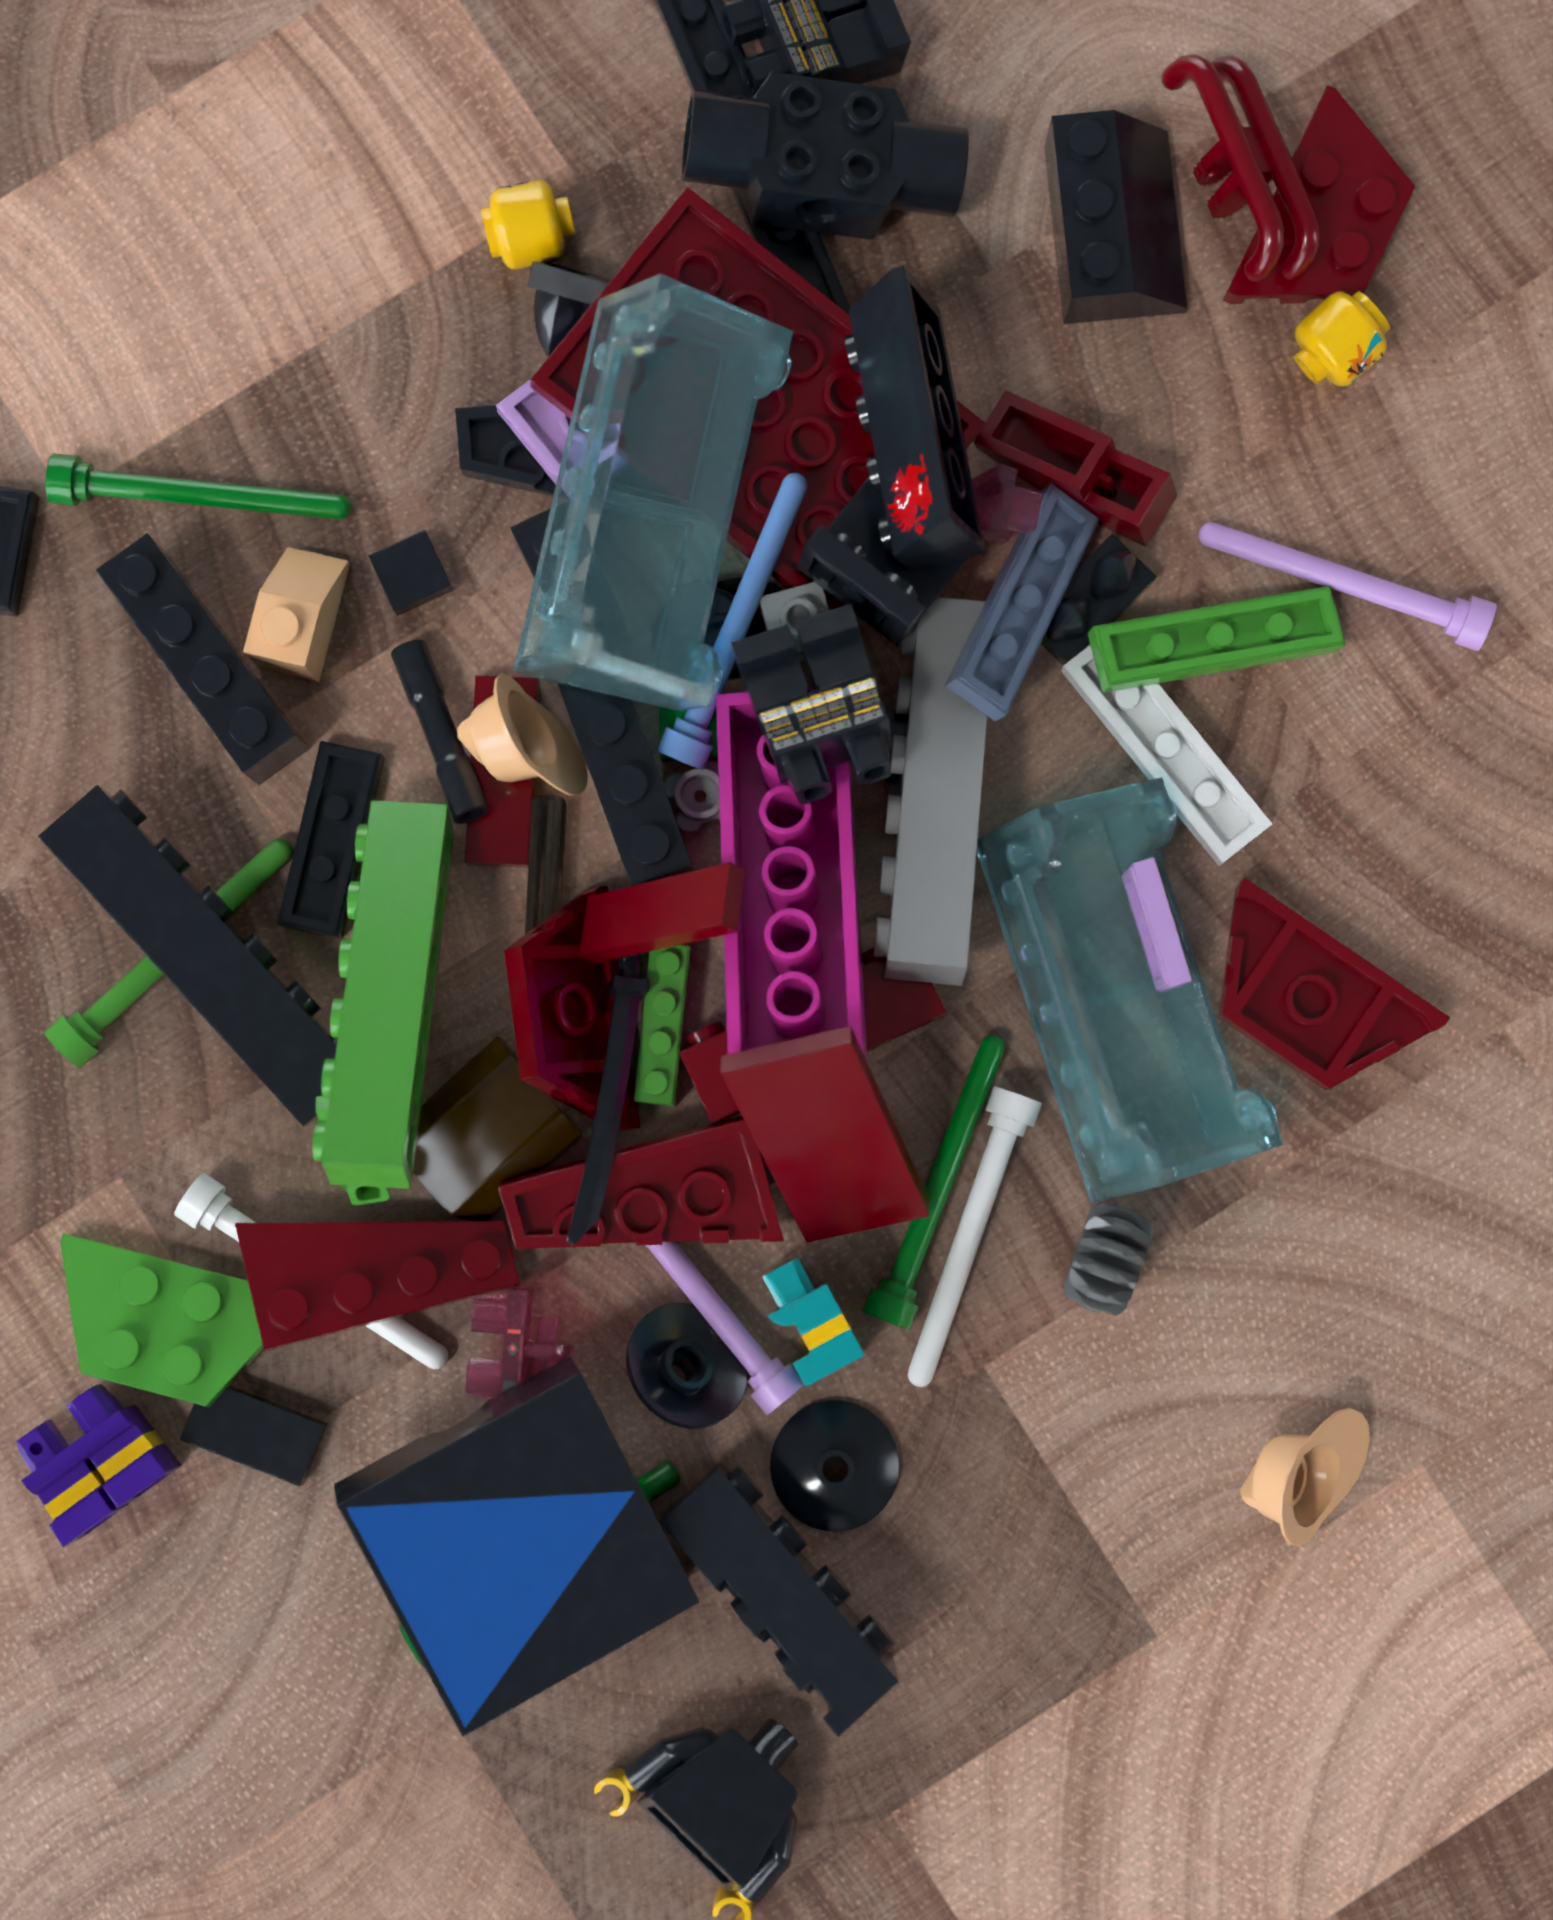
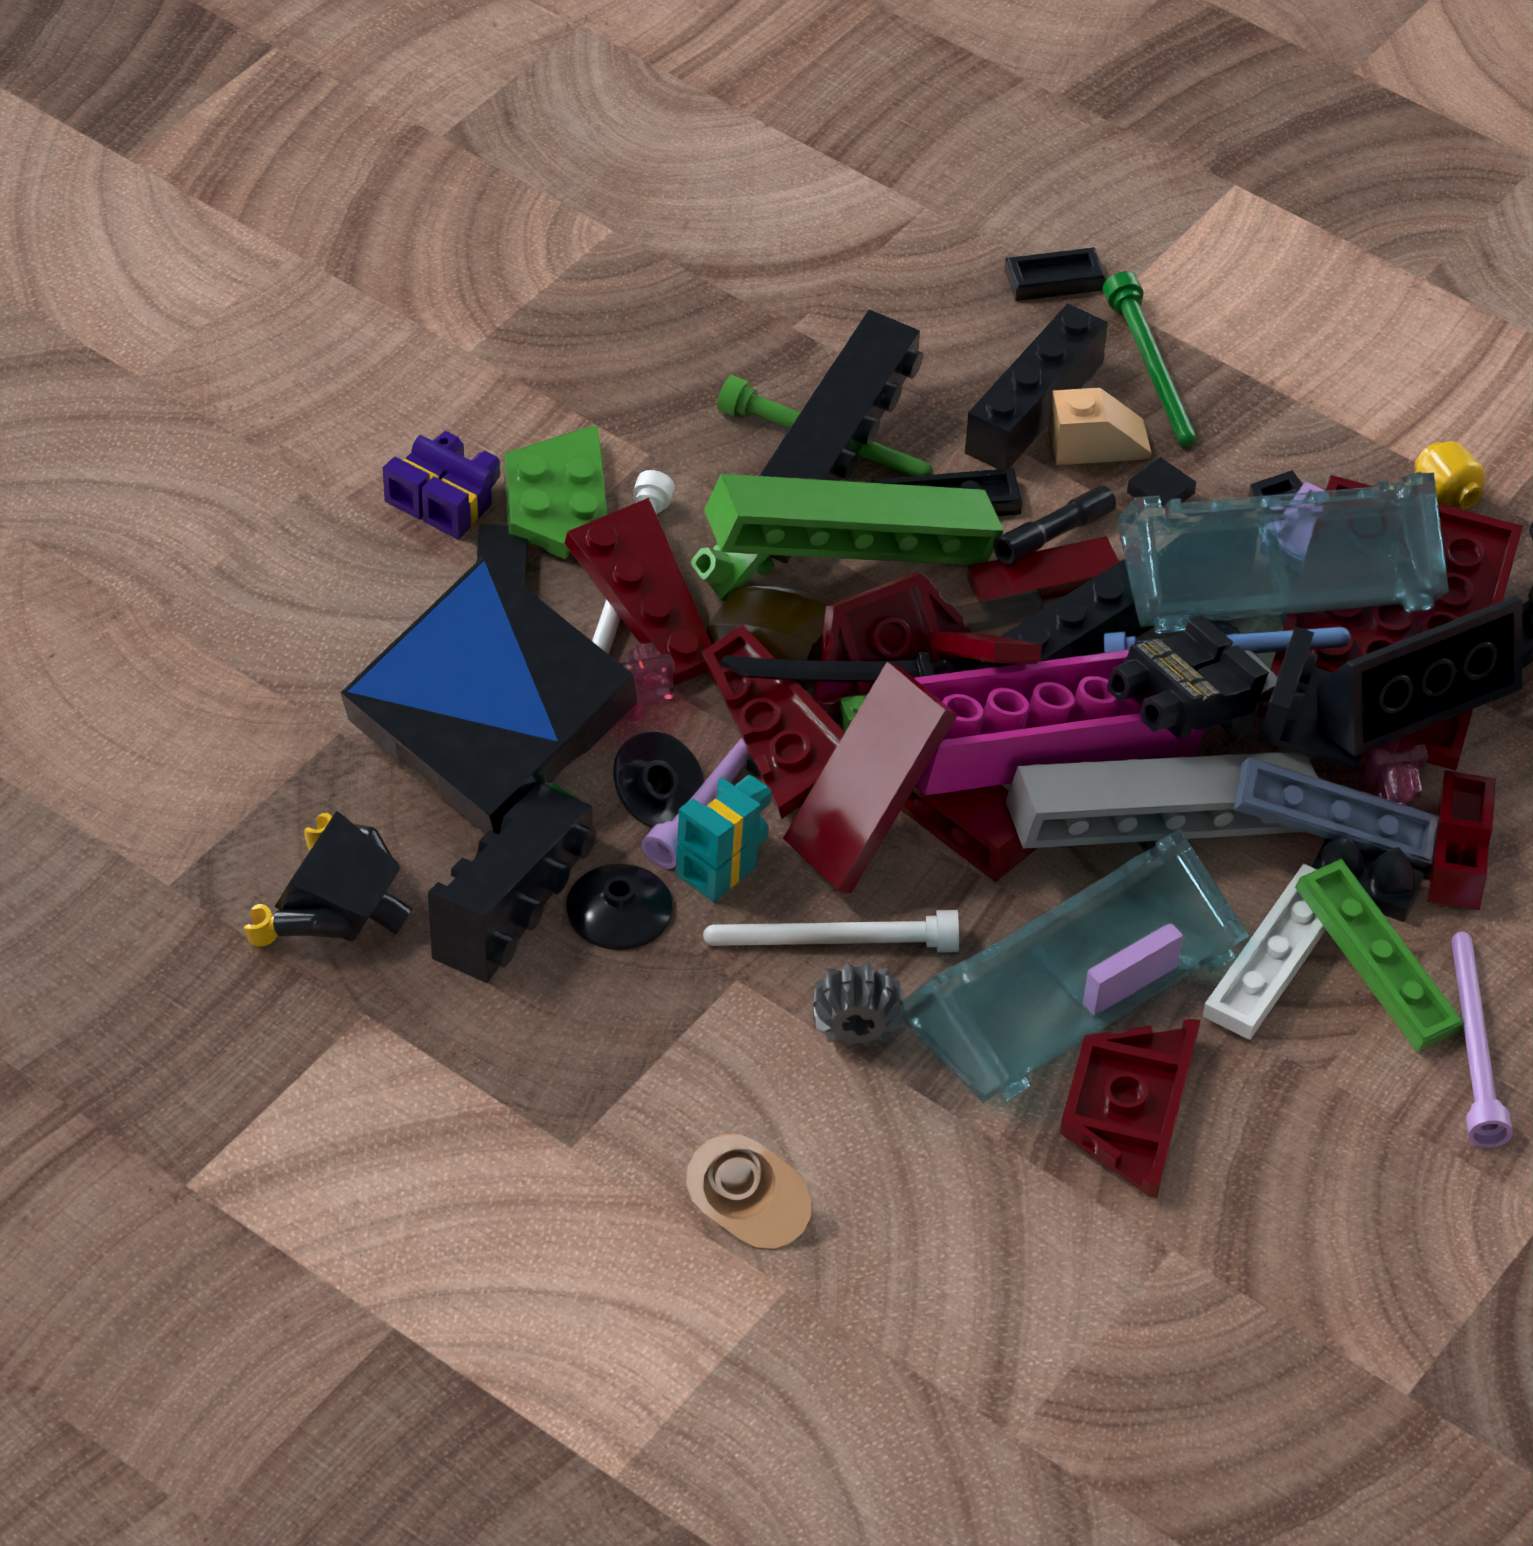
camera: 65 degrees right, 35 degrees down
(522, 740) = (1074, 549): light nougat piece -> none
(894, 1295) = (766, 897): green piece -> none

